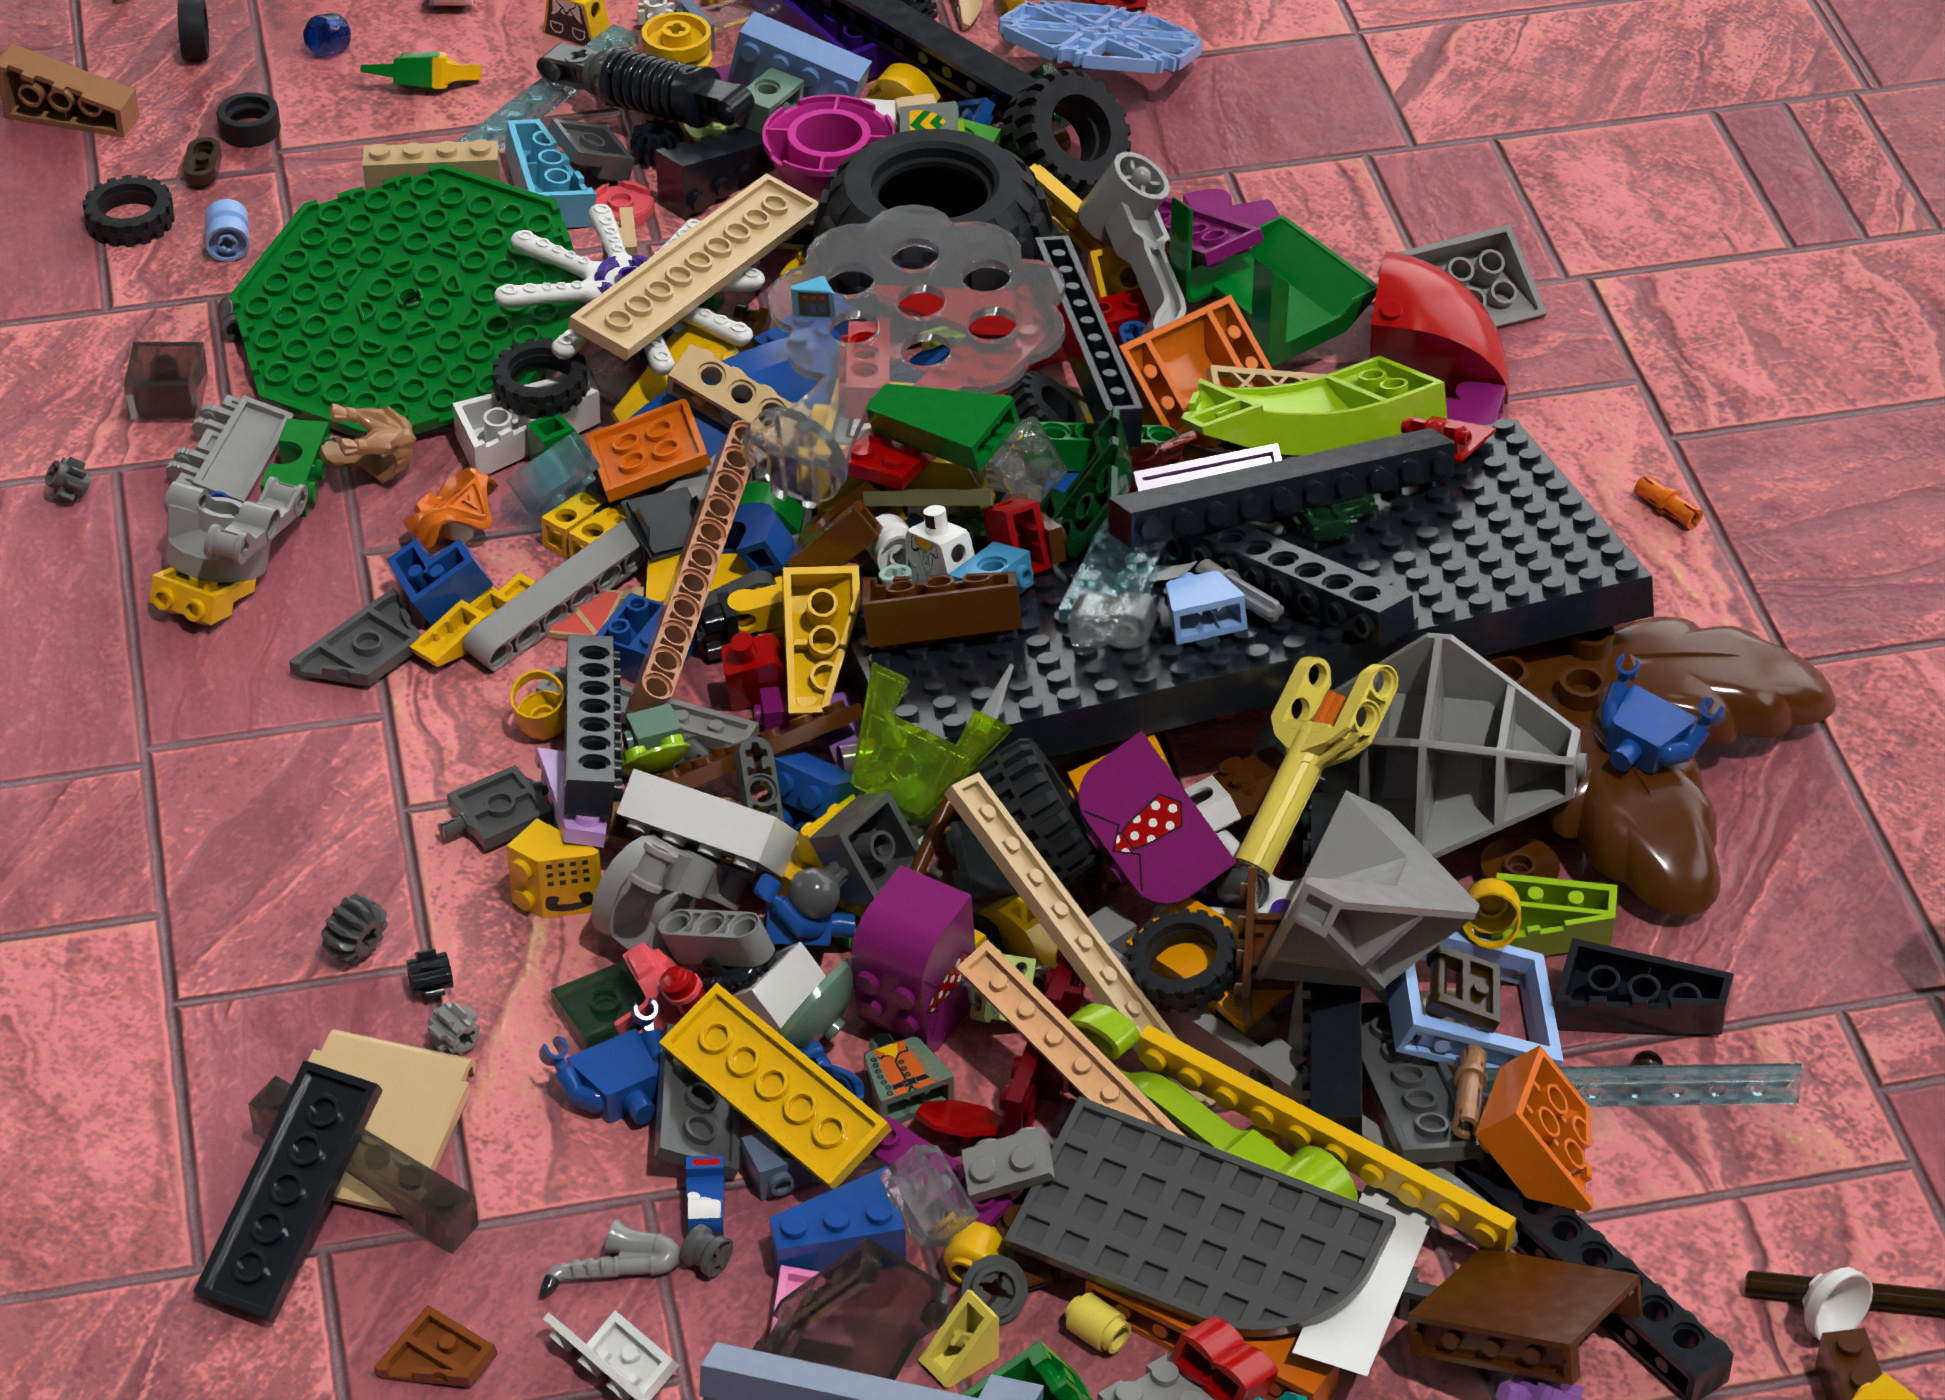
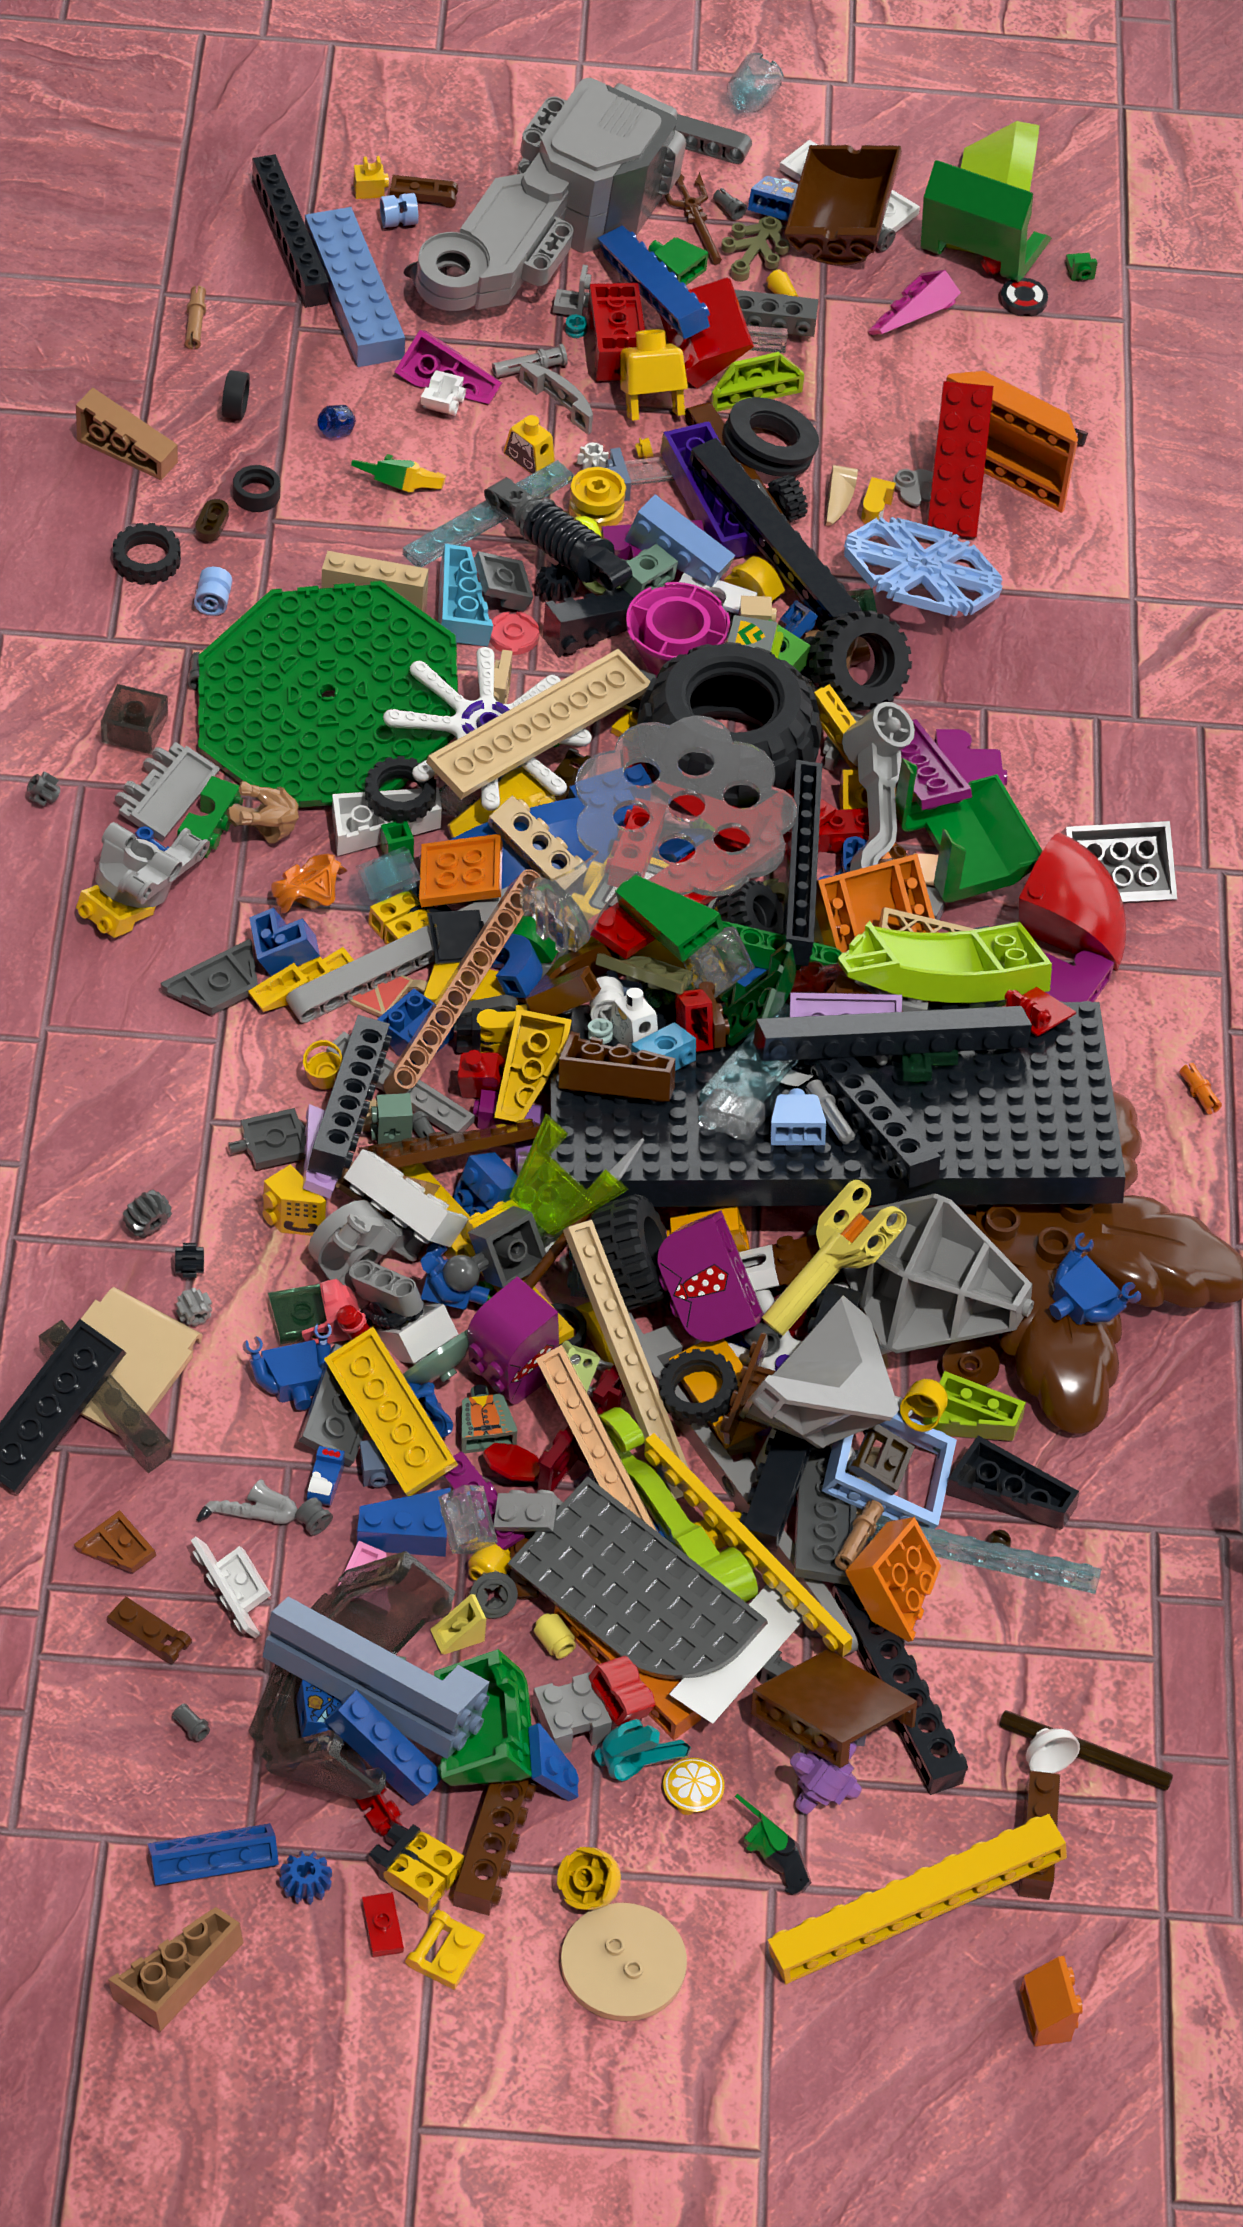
camera: 10 degrees right, 10 degrees up
(655, 759) = (375, 1136): lime dish -> none
(765, 776) = (446, 1159): dark grey beam -> none
(813, 298) = (606, 786): slope -> none

